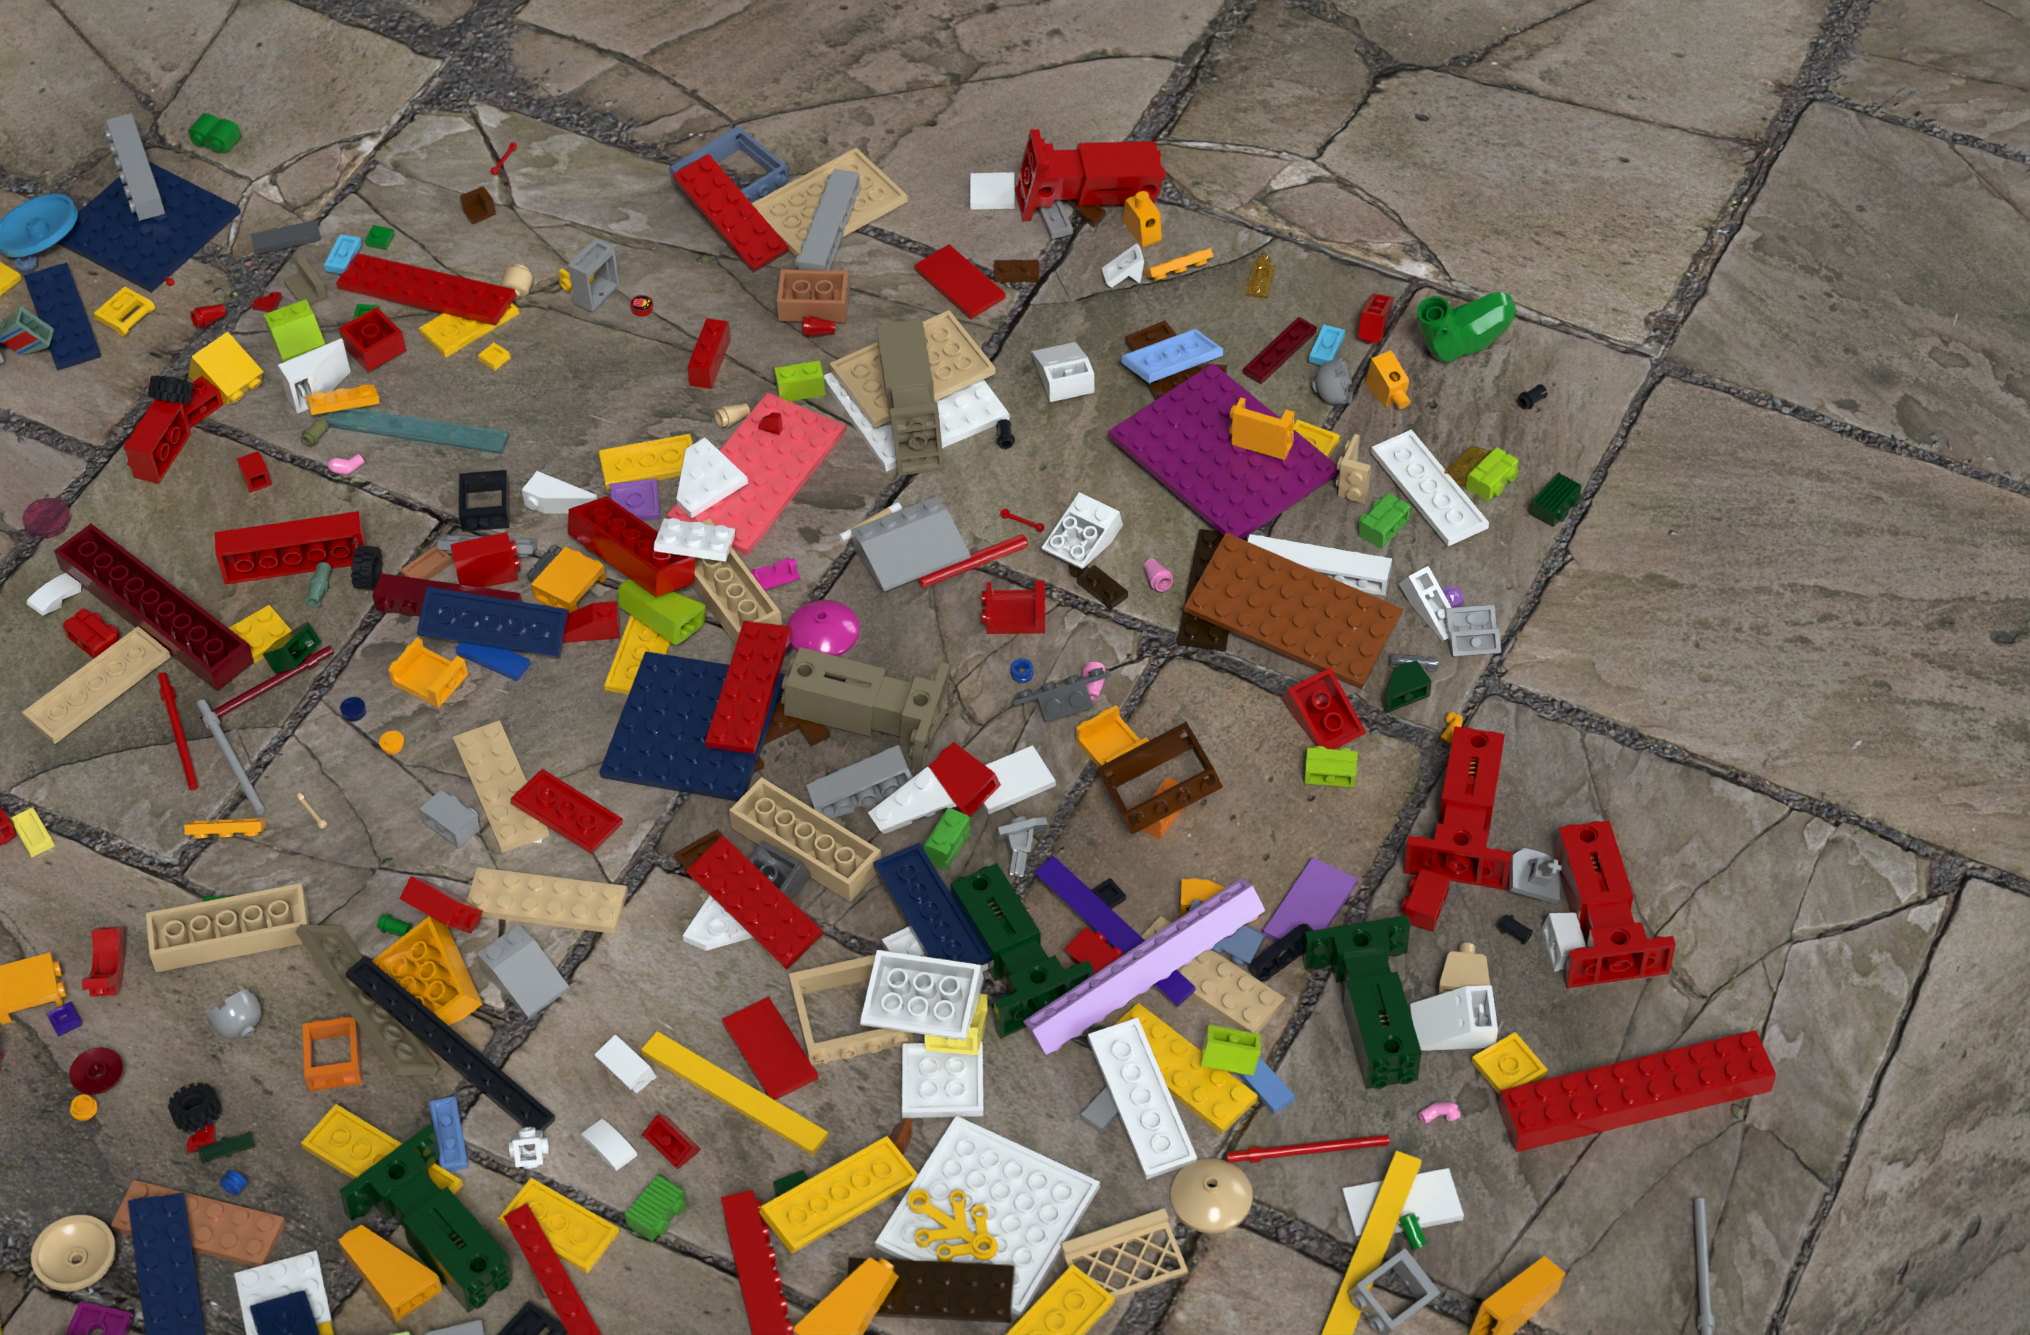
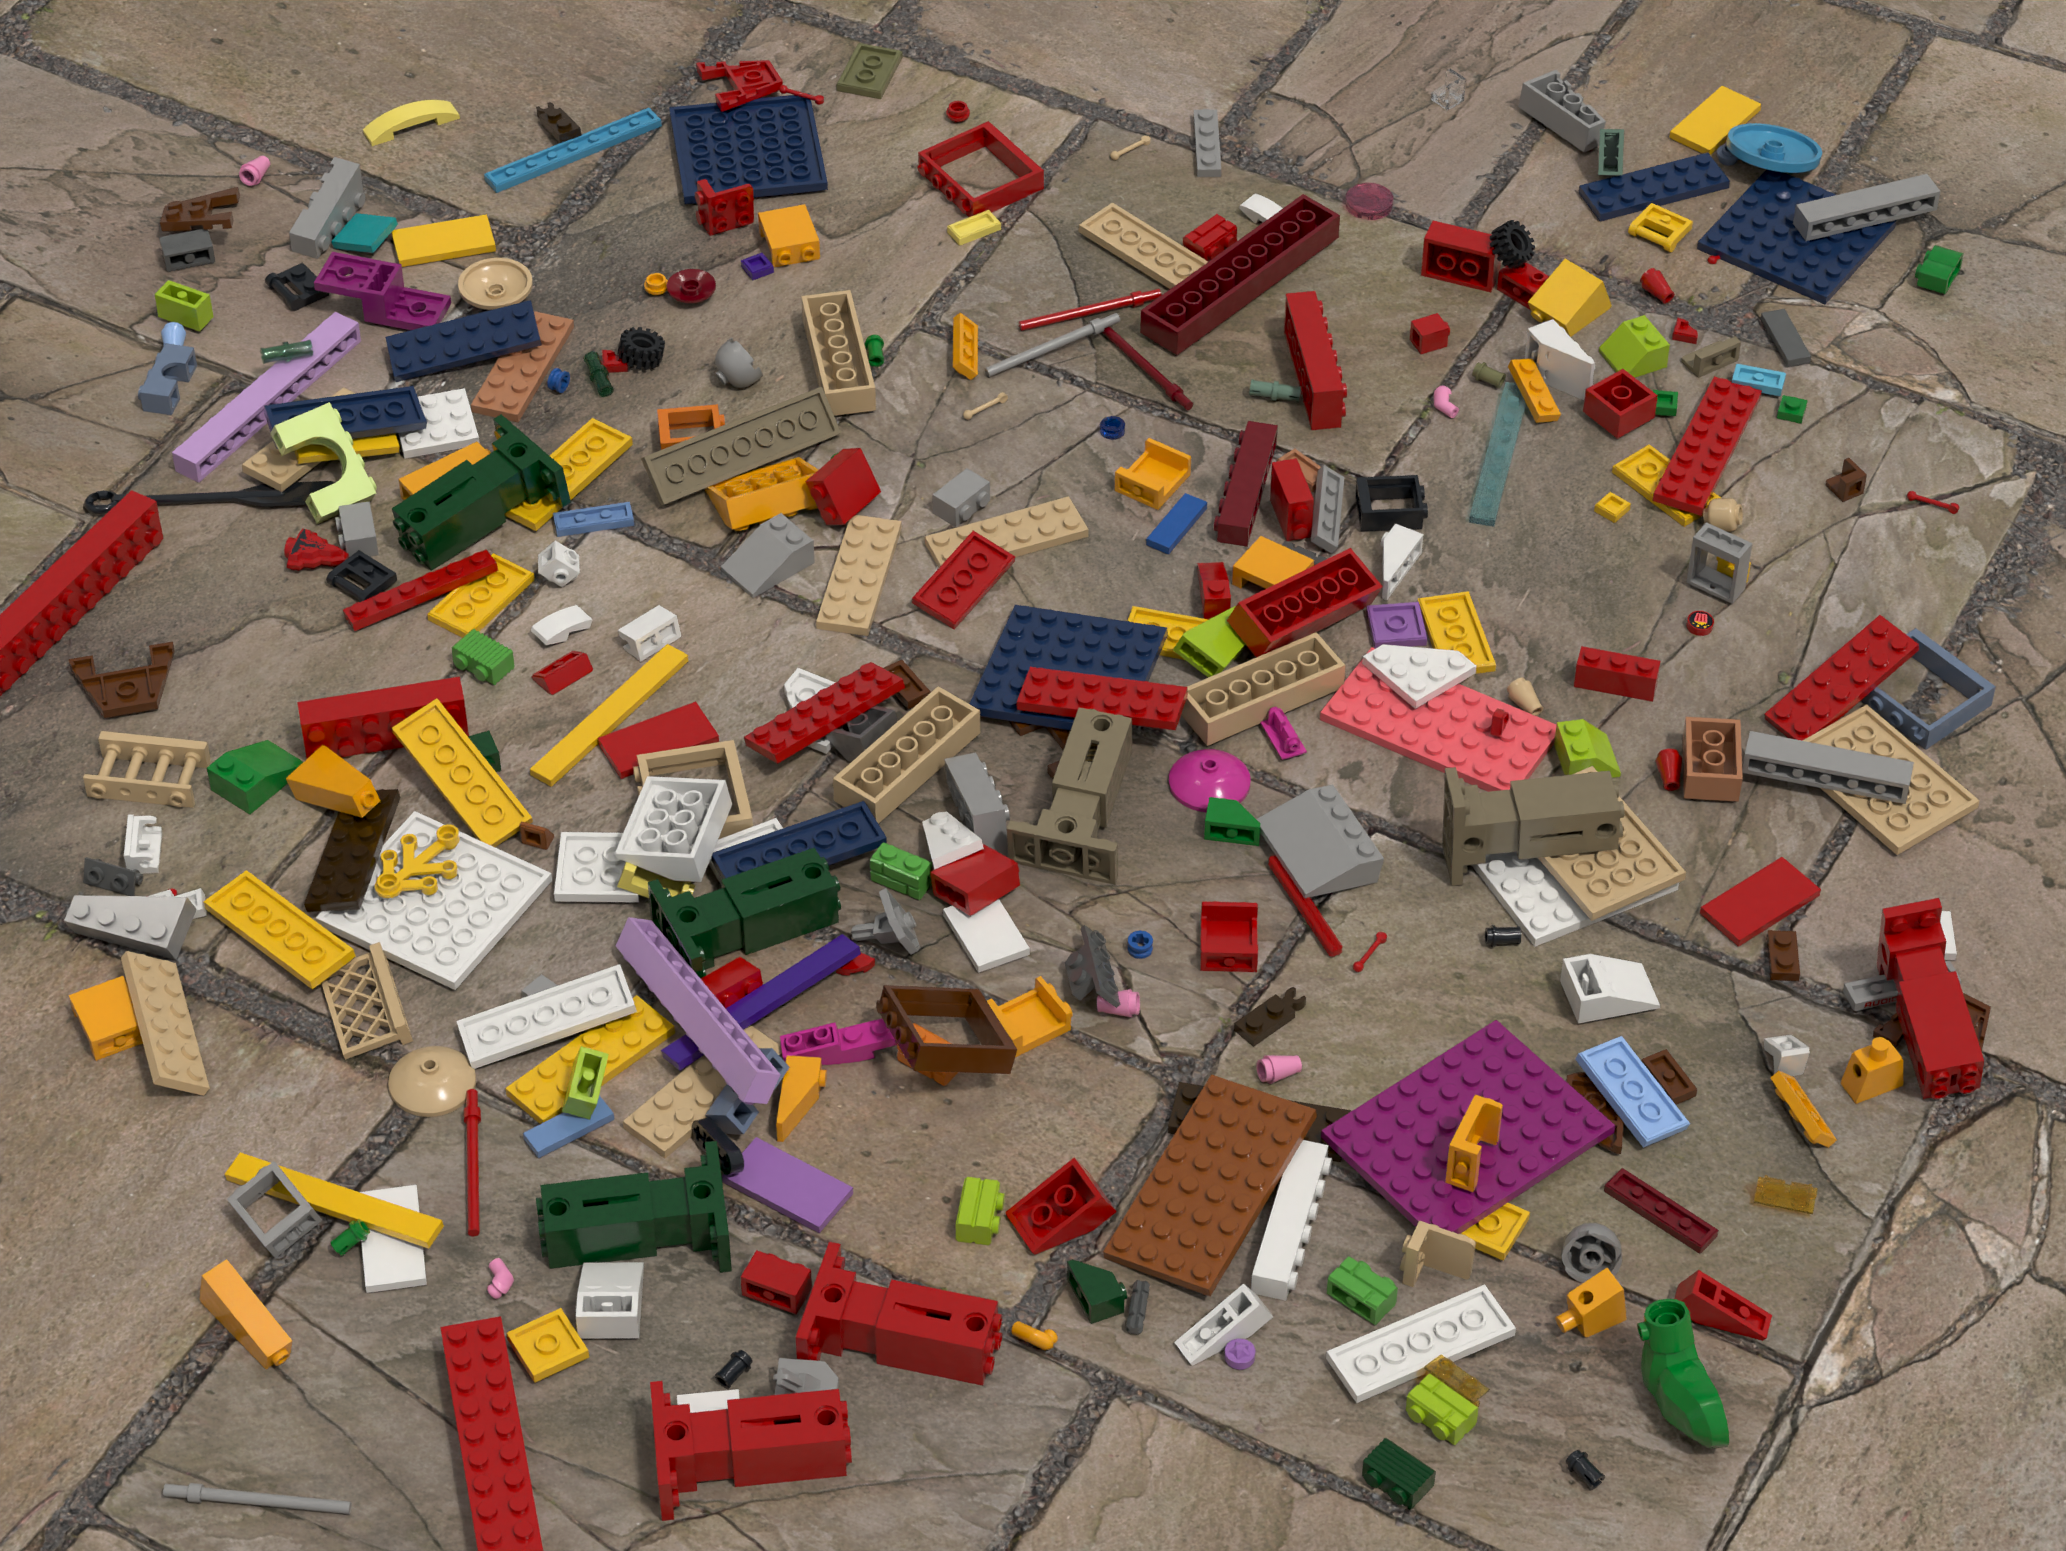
camera: 90 degrees right, 5 degrees down
(107, 962) = (796, 282): red arch -> none
(261, 631) = (1213, 358): yellow plate -> none
(292, 648) = (1182, 372): dark green slope -> none
(366, 567) = (1292, 406): black tyre -> none
(391, 742) = (1066, 456): light orange plate -> none
(449, 1045) = (678, 503): black plate -> none
(492, 622) = (1205, 508): dark blue plate -> none
(694, 539) = (1300, 643): white plate -> none
(846, 535) = (1367, 820): bar -> none
(881, 609) = (1230, 823): none -> green slope
(1083, 531) = (1340, 998): white slope -> none
(1109, 893) = (822, 1009): black tile -> none
(1153, 873) = (838, 1045): none -> dark pink slope
(1327, 345) = (1665, 1255): medium azure plate -> none
(1464, 969) = (671, 1313): tan torso -> none
(1472, 630) = (1181, 1366): light grey slope -> none

